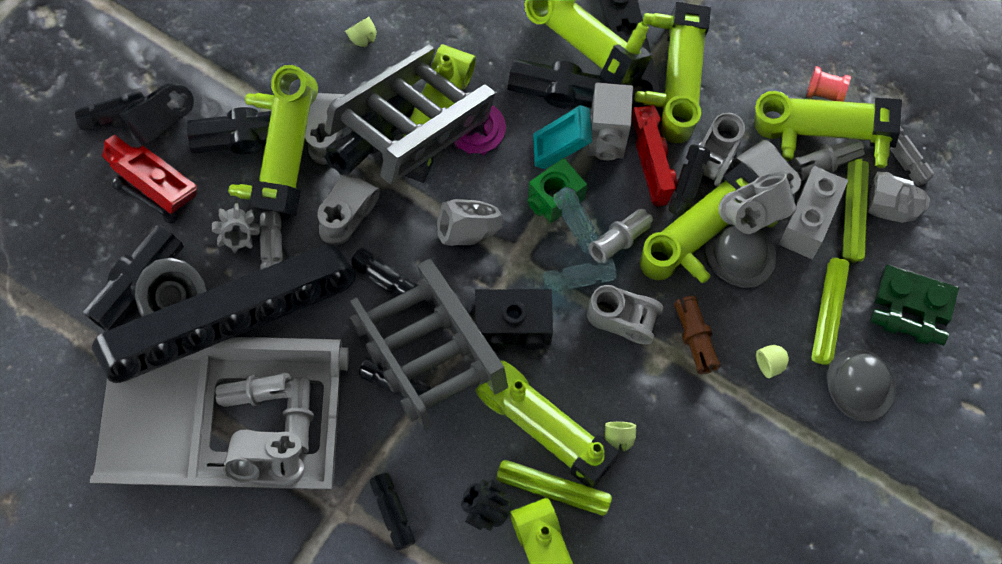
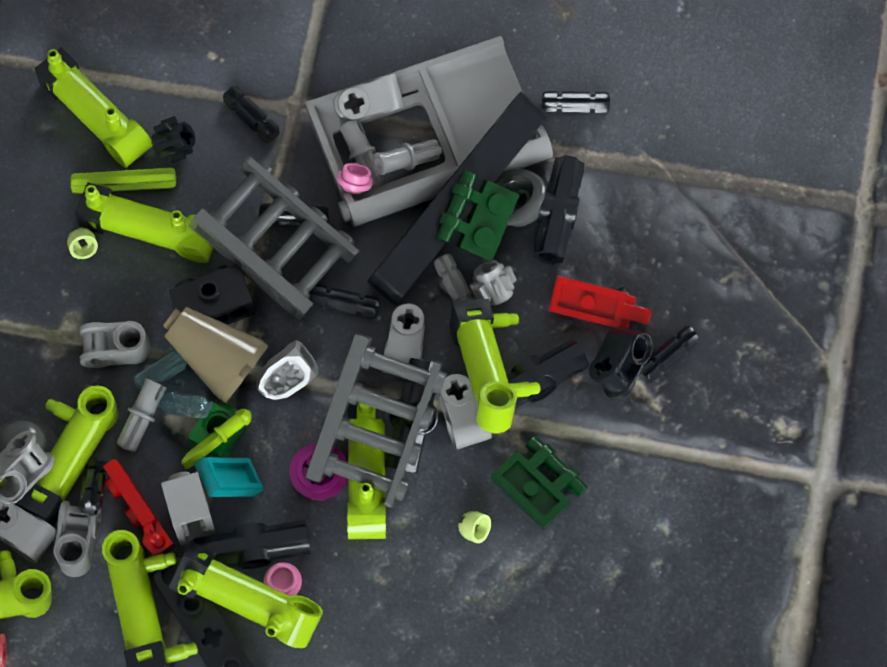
camera: 160 degrees right, 0 degrees up
(54, 389) = (575, 101): none -> axle
(217, 274) = (486, 220): none -> dark green plate
(295, 37) = (531, 489): none -> dark green plate
(319, 378) = (355, 178): none -> bright pink plate
(528, 244) = (213, 350): none -> dark tan cone
(547, 49) = (284, 578): none -> bright pink plate
(563, 166) = (221, 434): none -> lime piece
(697, 335) = (41, 352): reddish brown pin -> none

